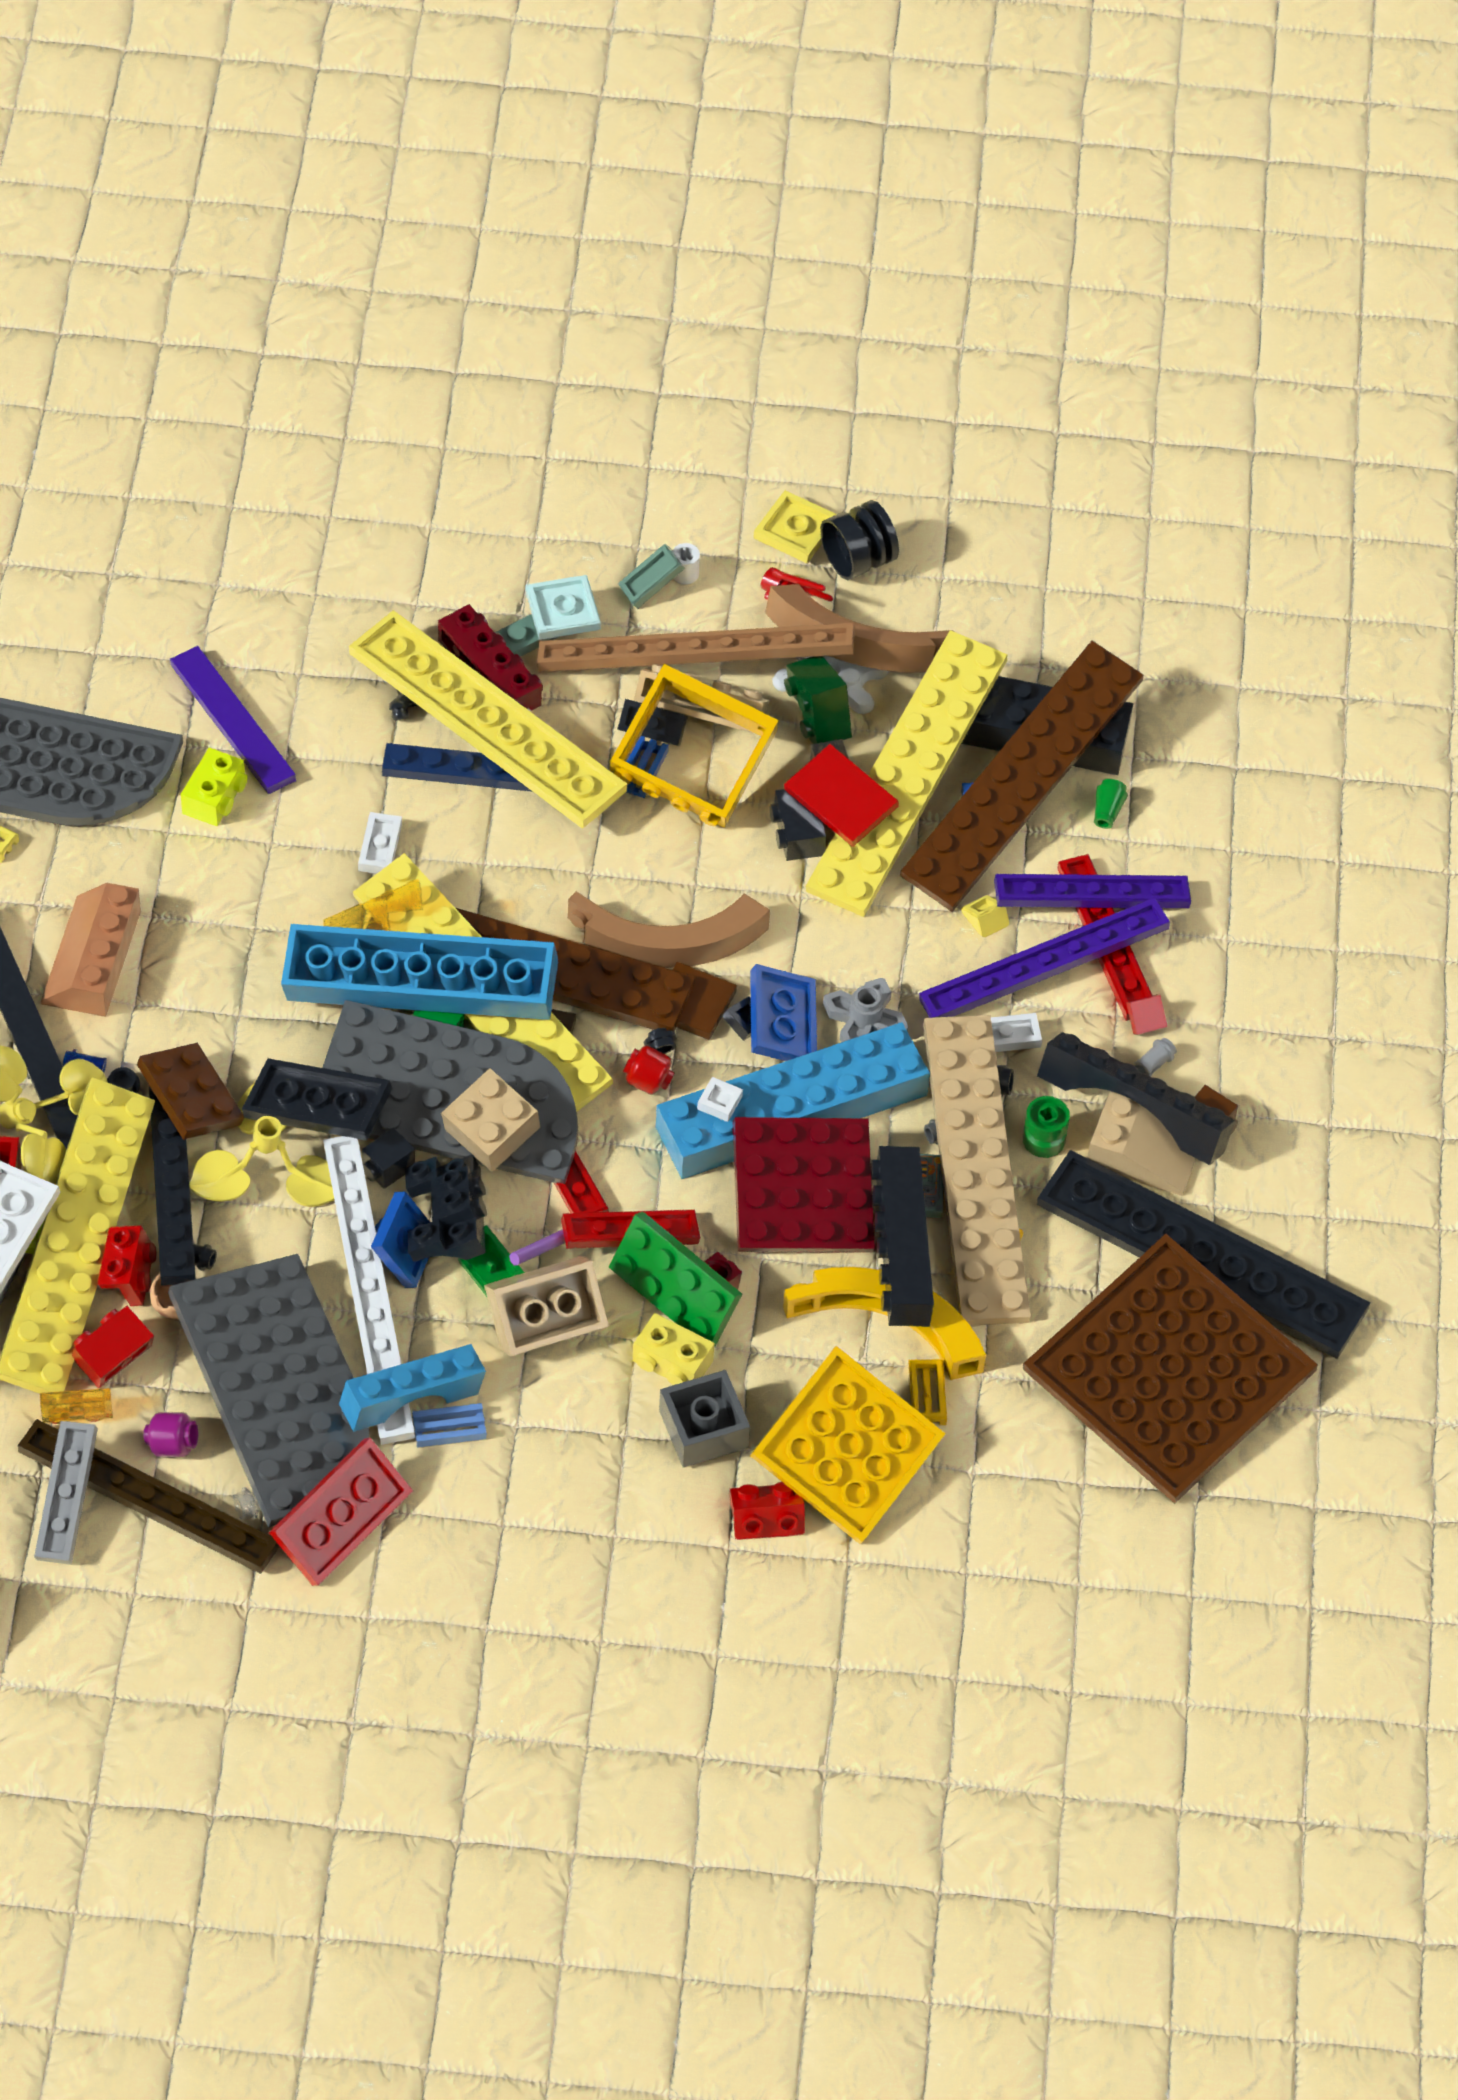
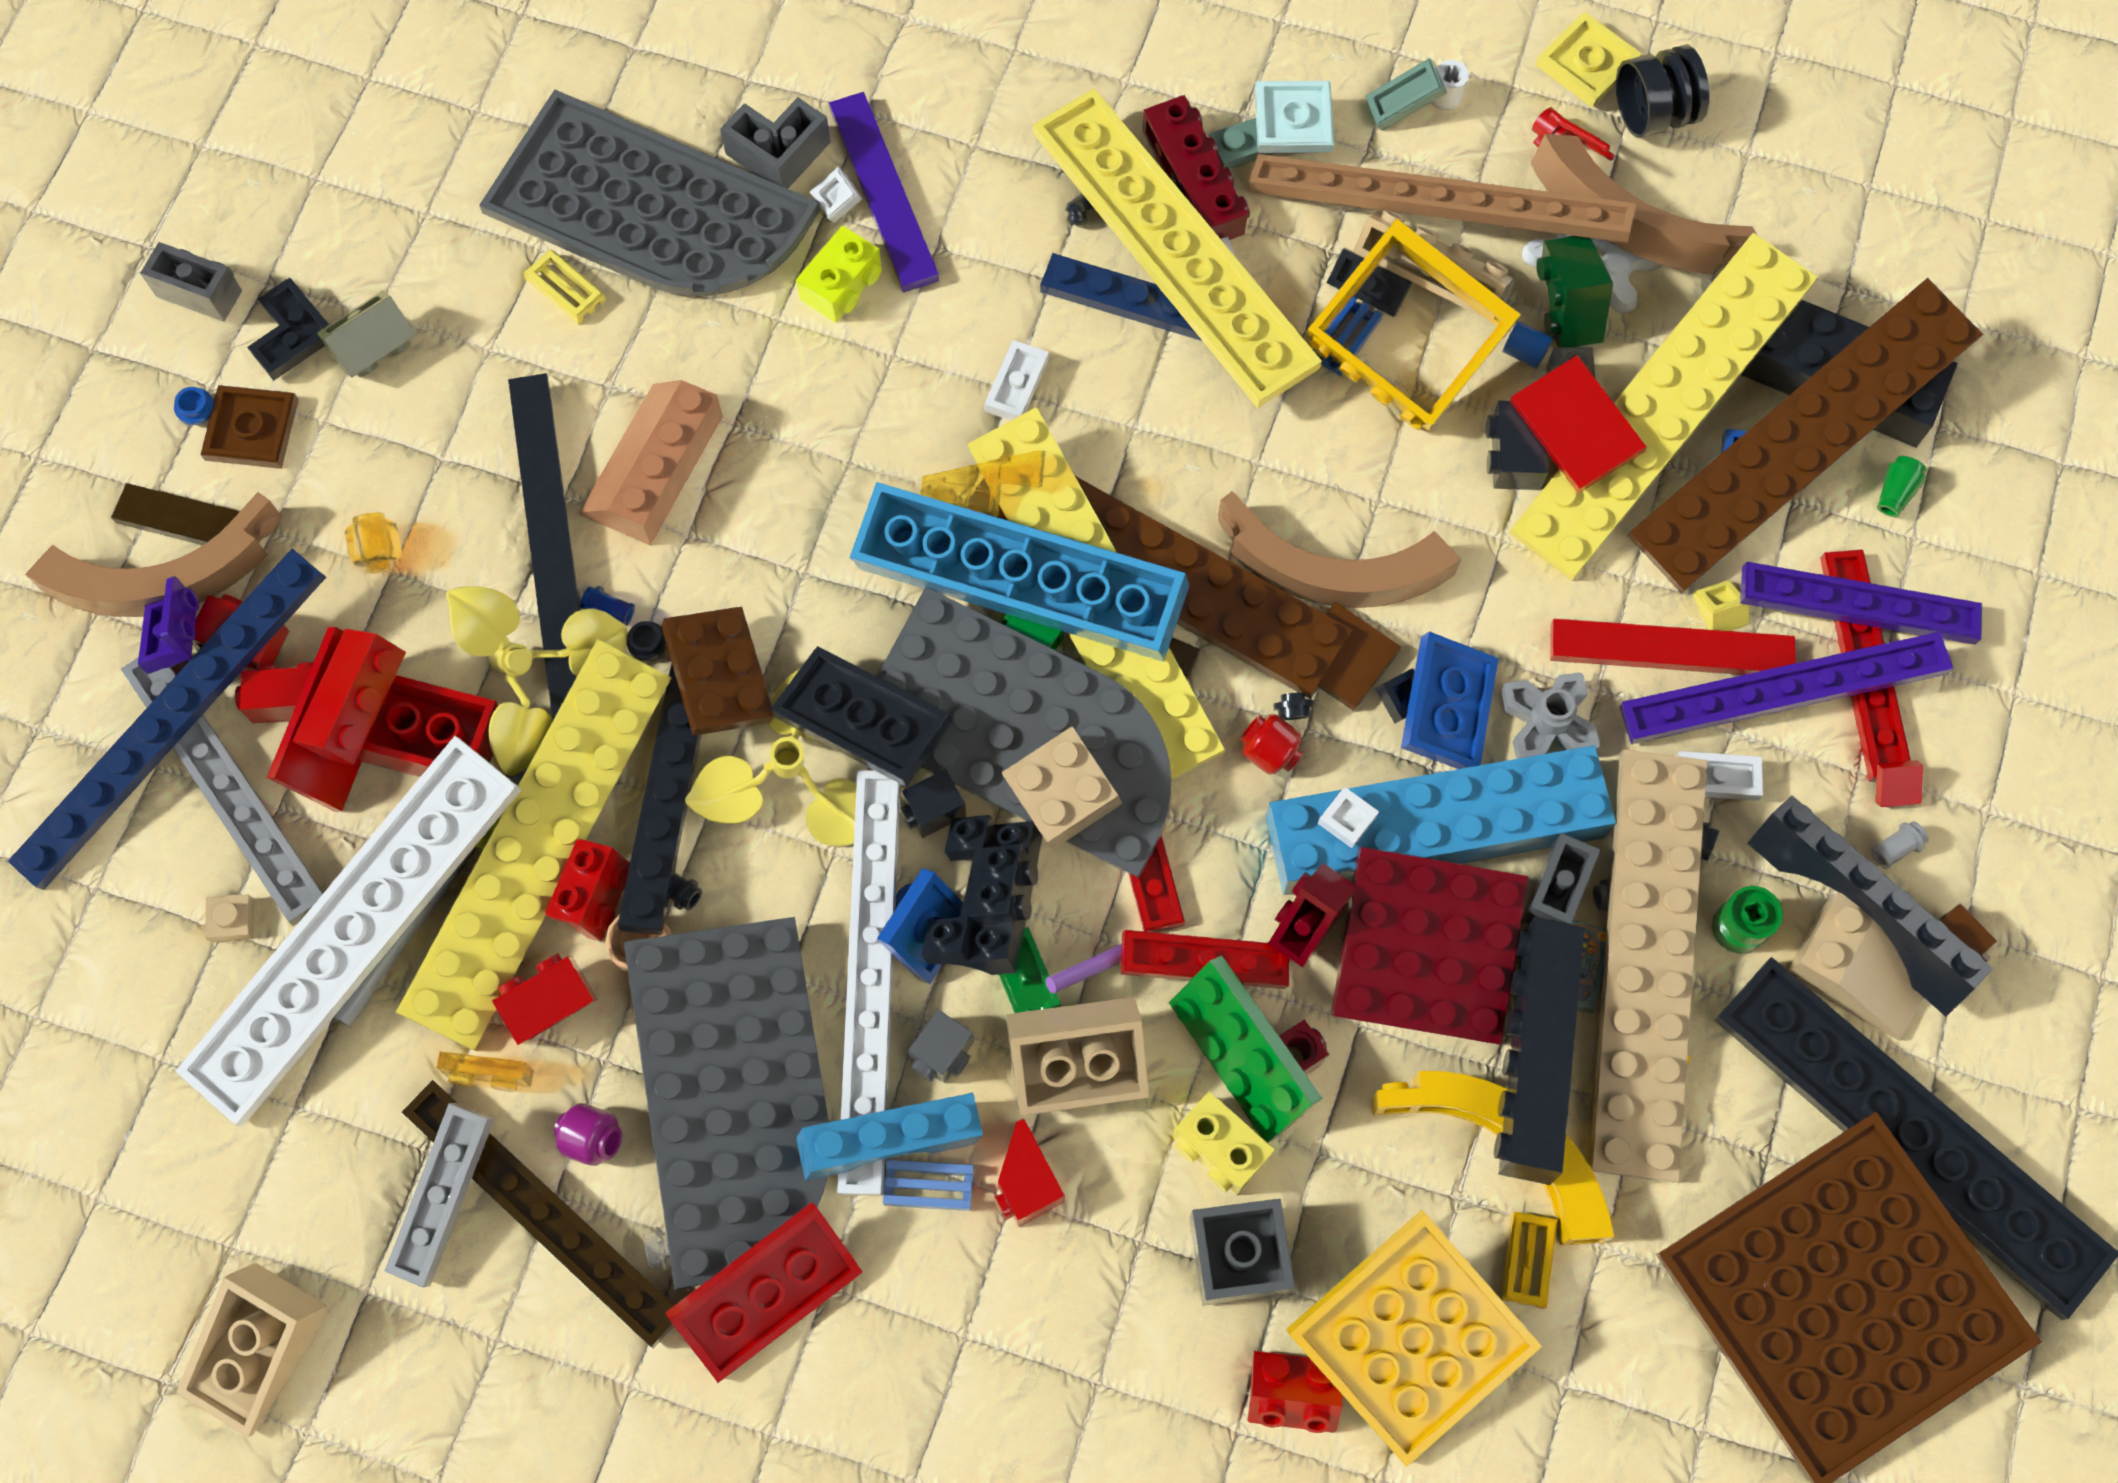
camera: 15 degrees right, 15 degrees up
(138, 698) = (780, 148): none -> dark grey brick
(194, 728) = (836, 195): none -> white tile
(437, 1325) = (941, 1048): none -> dark grey brick
(527, 1403) = (1026, 1179): none -> red slope
(707, 1177) = (1312, 913): none -> dark red brick
(791, 748) = (1527, 344): none -> blue gear
(897, 1118) = (1562, 881): none -> dark grey brick
(944, 950) = (1668, 647): none -> red tile

